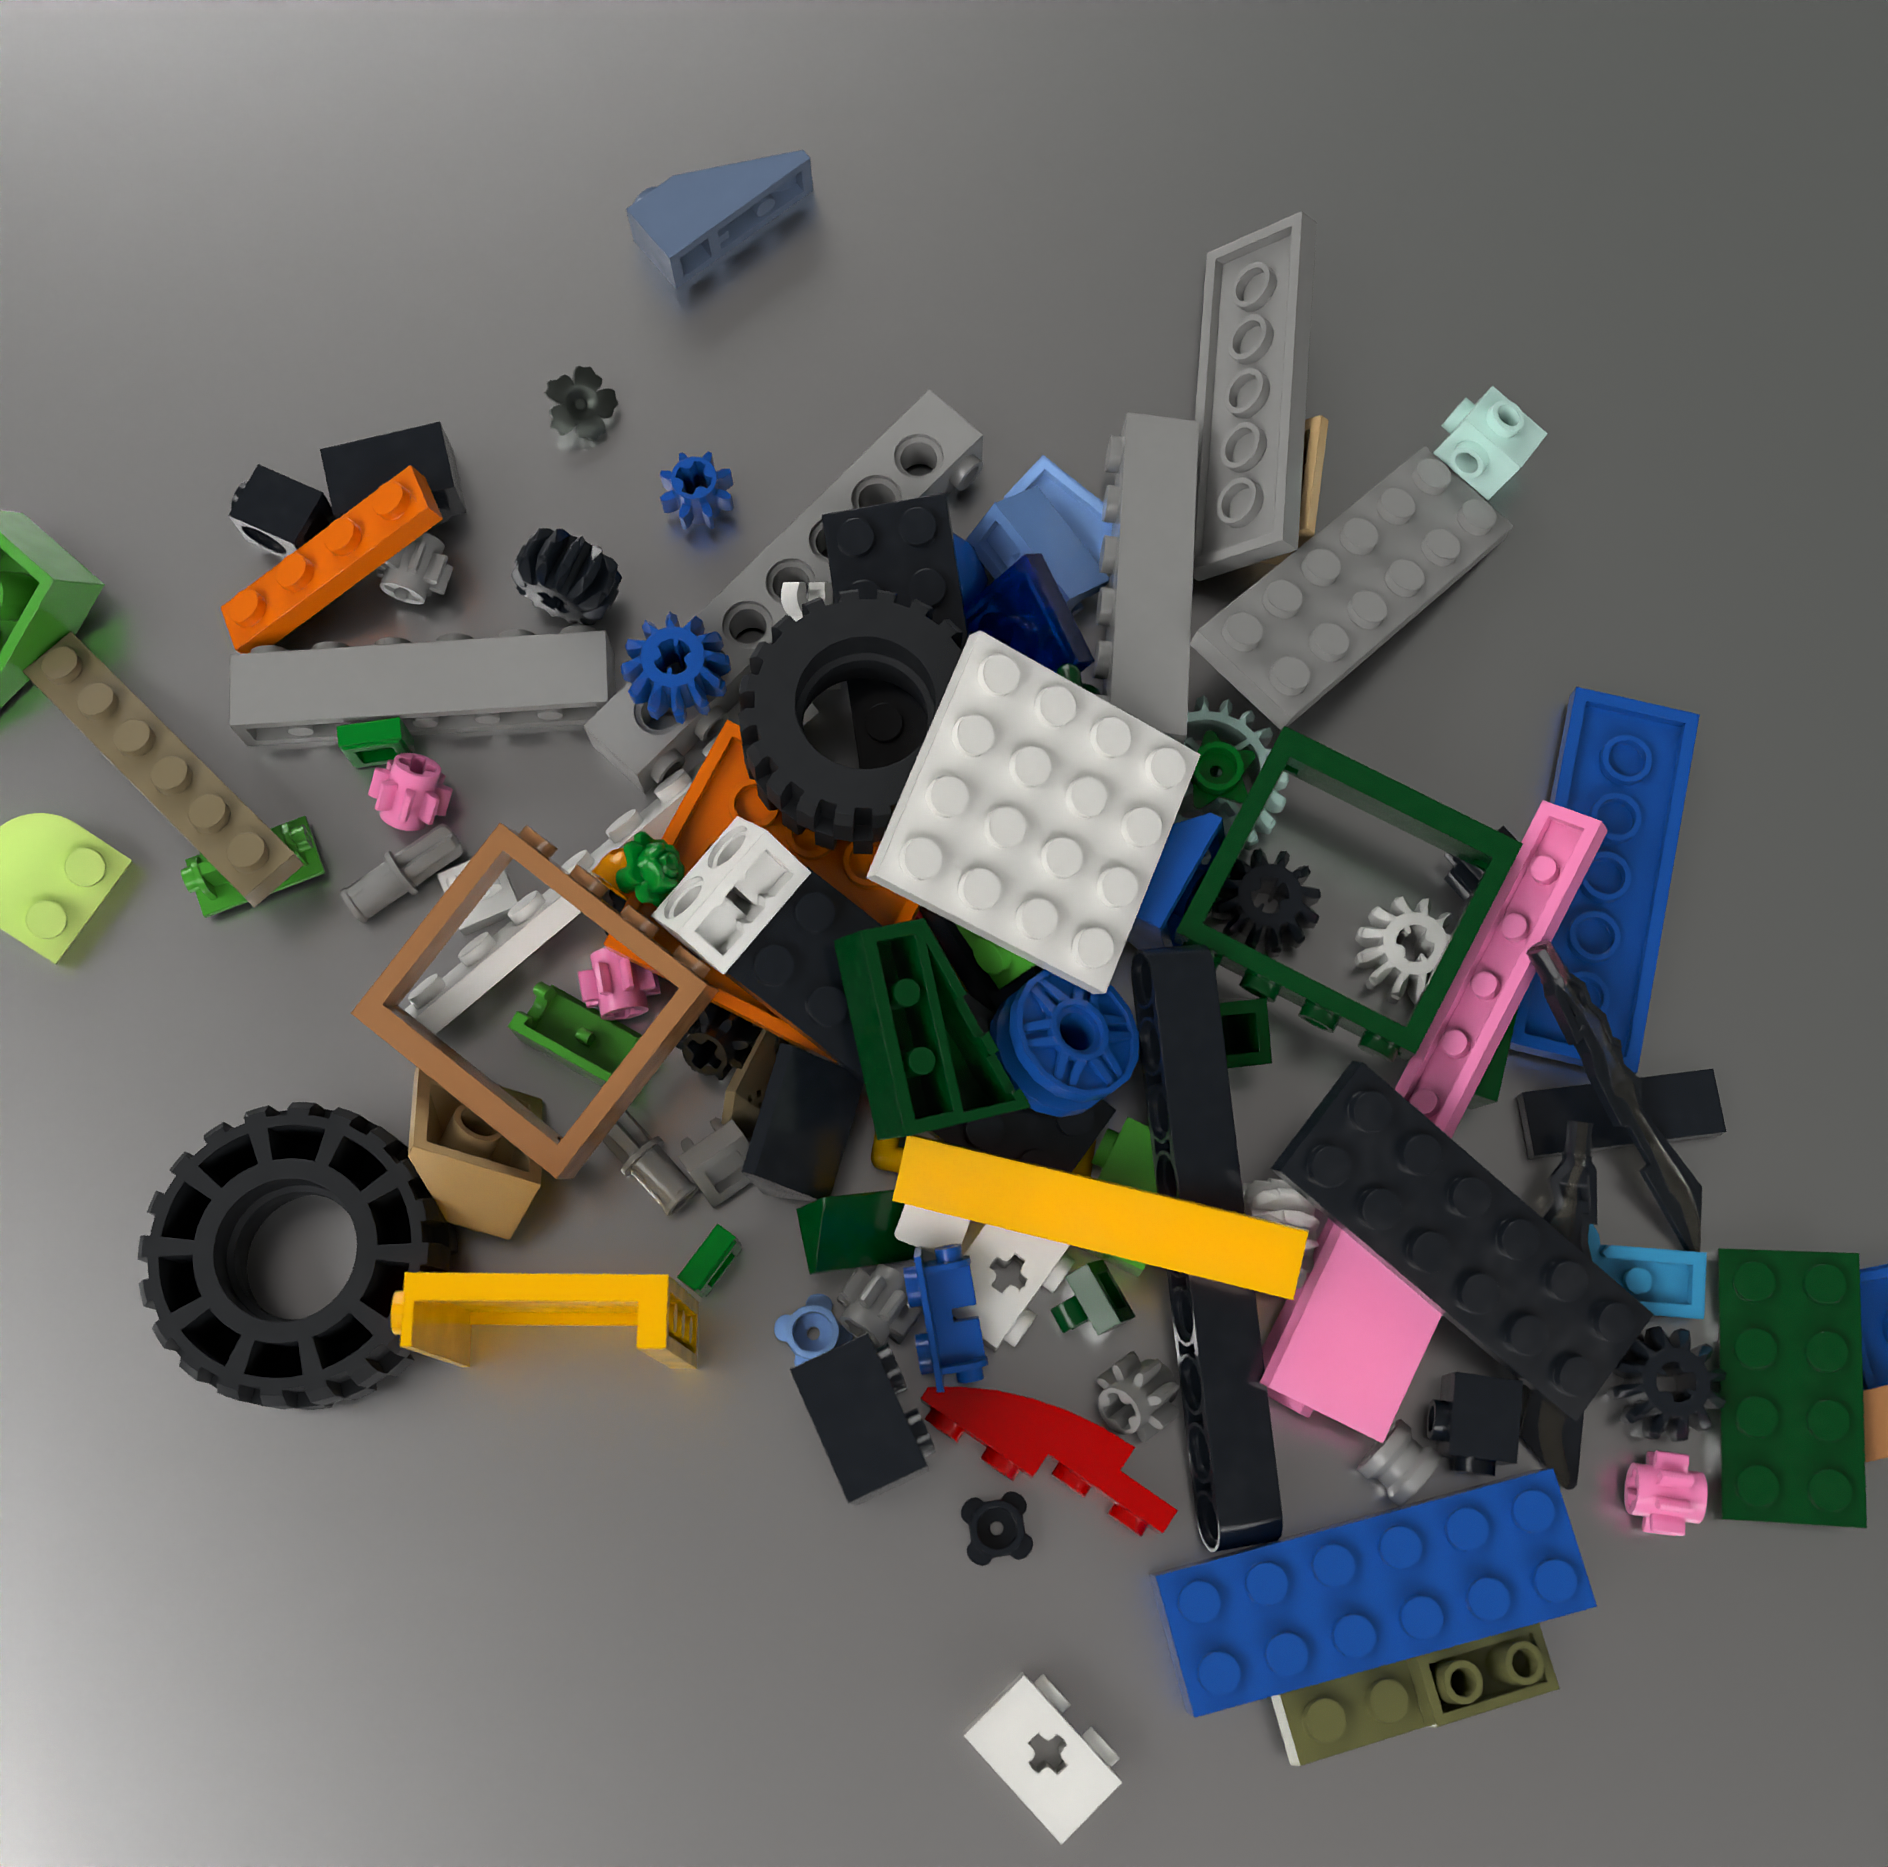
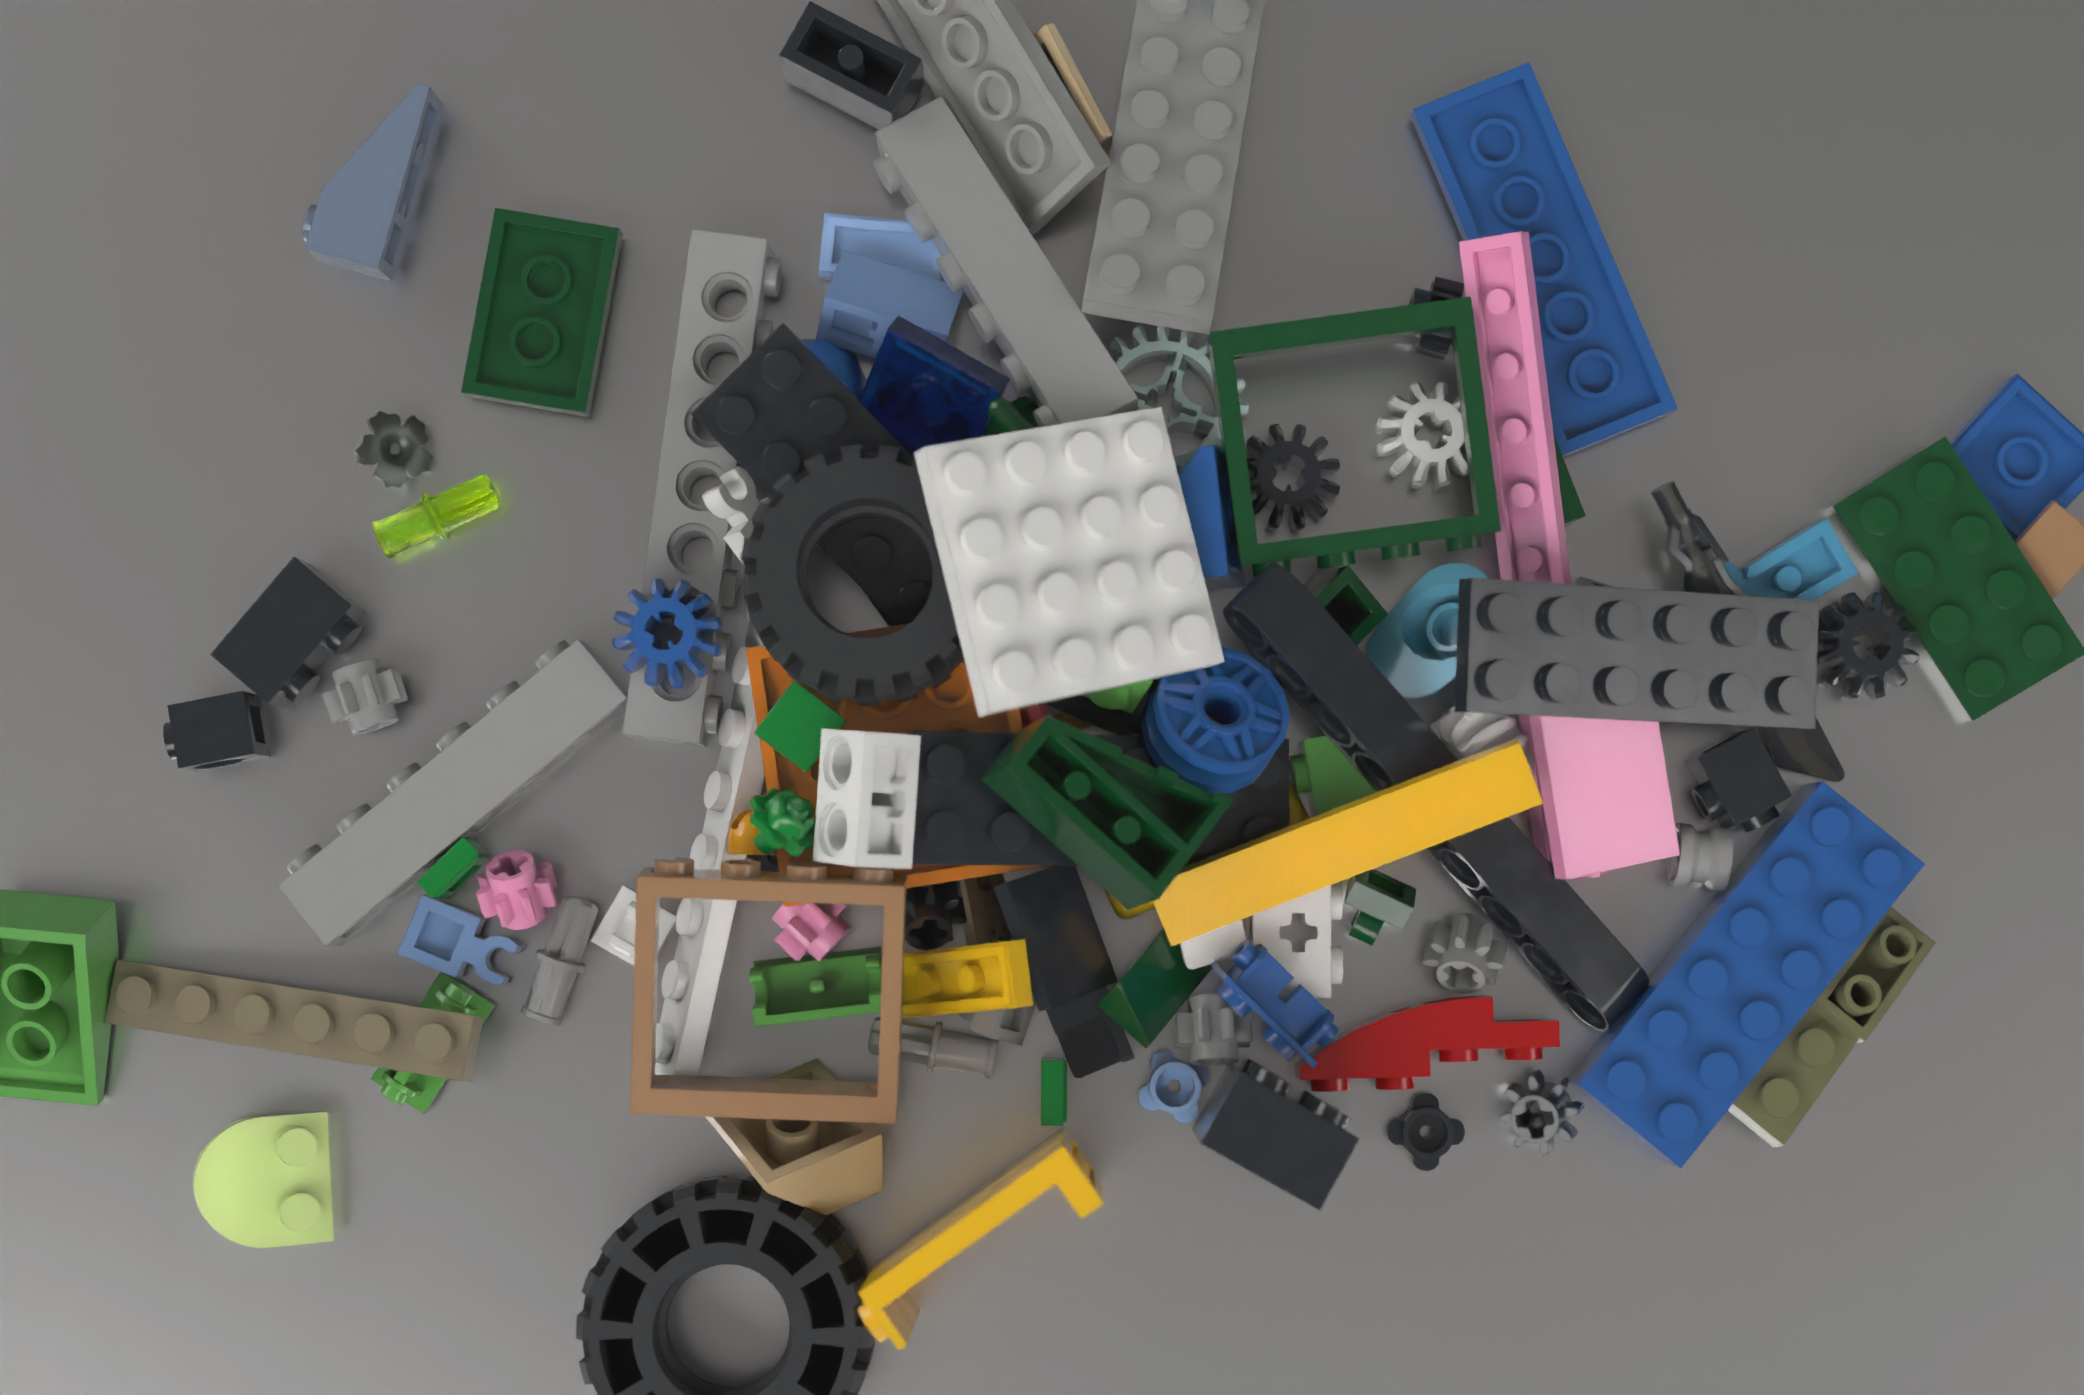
camera: 30 degrees left, 10 degrees up
(330, 795) = (449, 939): none -> medium blue plate
(332, 562) = (299, 745): orange plate -> none
(566, 576) = (507, 614): black gear -> none
(572, 473) = (436, 515): none -> clear neon green axle
(702, 1107) = (966, 979): none -> yellow tile
(704, 488) = (540, 449): blue gear -> none
(718, 801) = (796, 726): none -> green tile
(769, 381) = (542, 312): none -> dark green plate
(773, 1236) = (1088, 1034): none -> black panel
(1057, 1795) = (1615, 1297): white brick -> none
(1090, 1591) = (1531, 1126): none -> black gear
(1143, 354) = (851, 67): none -> black brick
(1232, 765) = (1179, 383): green plate -> none
(1278, 1102) = (1419, 635): none -> medium azure piece
(1620, 1093) = (1677, 440): black sword -> none
(1665, 1493) = (1918, 733): bright pink gear -> none
(1677, 1103) = (1686, 446): black tile -> none

